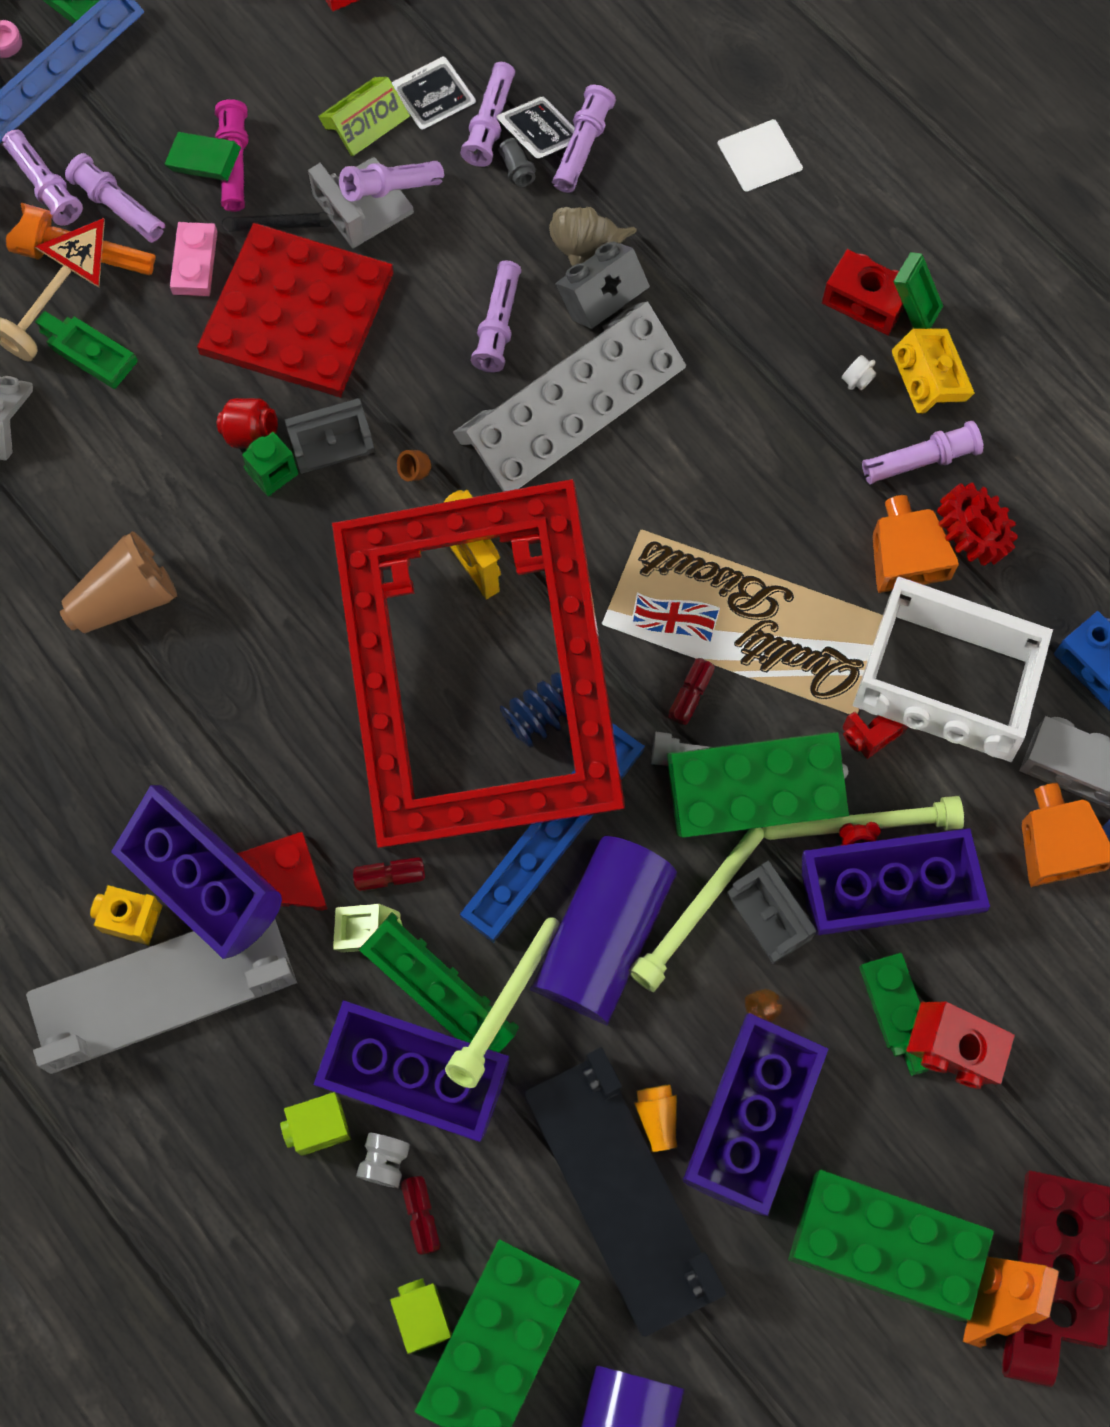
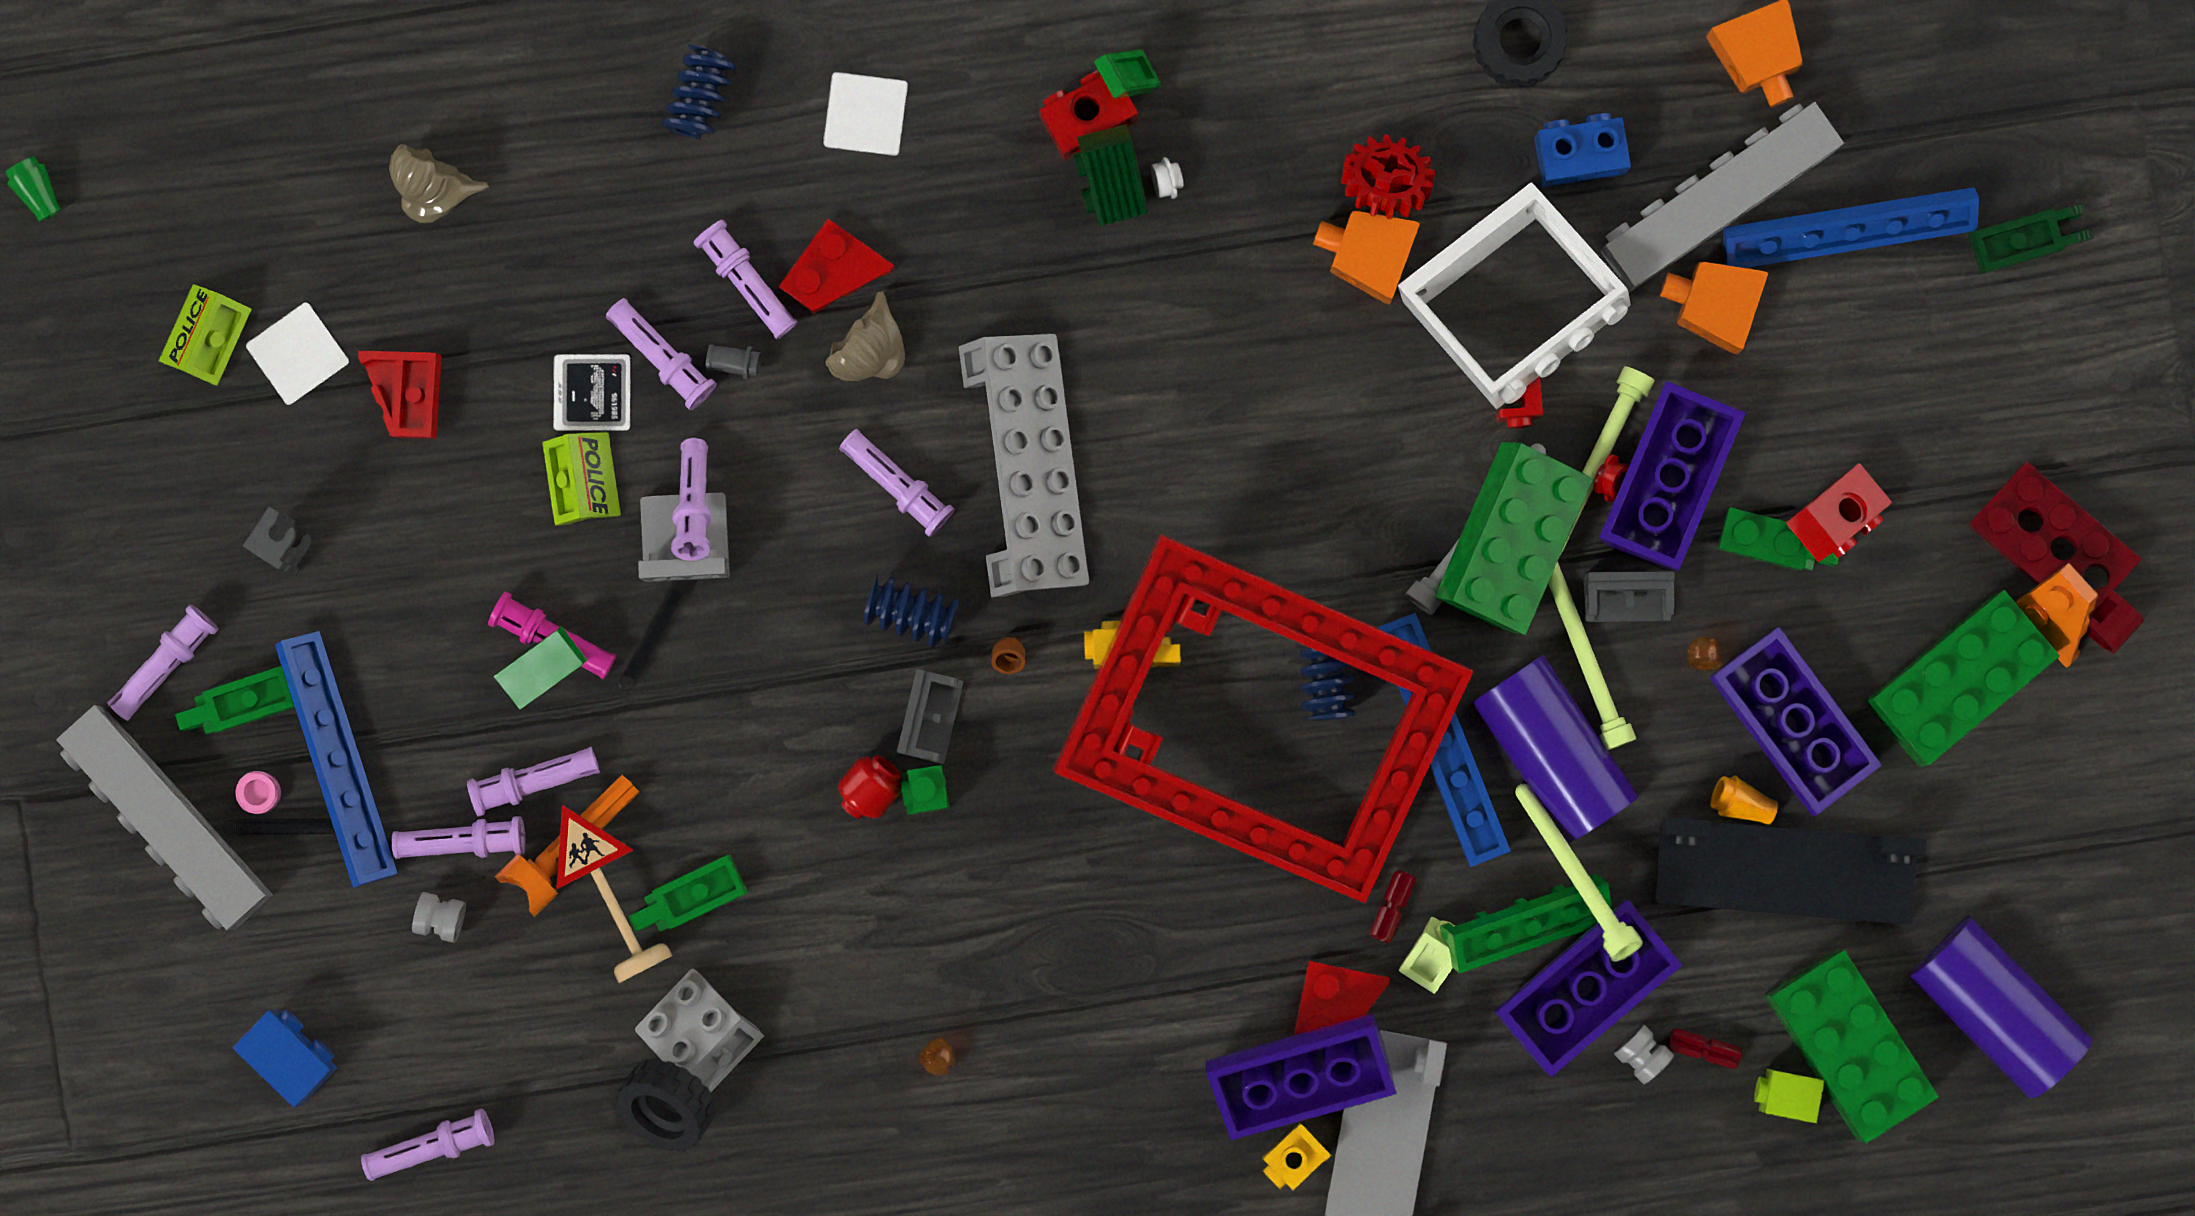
camera: 55 degrees left, 15 degrees up
(55, 590) = (937, 1057): none -> clear orange hinge
(118, 587) = (975, 998): medium nougat cone -> none
(193, 259) = (646, 738): bright pink plate -> none
(296, 309) = (765, 670): red plate -> none
(315, 1124) = (1580, 1094): lime brick -> none
(403, 374) = (910, 611): none -> dark blue piece
(538, 127) = (704, 313): sticker -> none
(602, 284) = (930, 364): dark grey brick -> none
(629, 191) = (832, 268): none -> red wing
(688, 697) = (1380, 529): dark red piece -> none
(696, 33) = (698, 93): none -> dark blue piece
(744, 621) = (1342, 444): sticker -> none
(833, 324) = (1111, 175): none -> dark green brick
(931, 369) = (1204, 107): yellow bracket -> none
(940, 449) = (1289, 155): lavender pin -> none

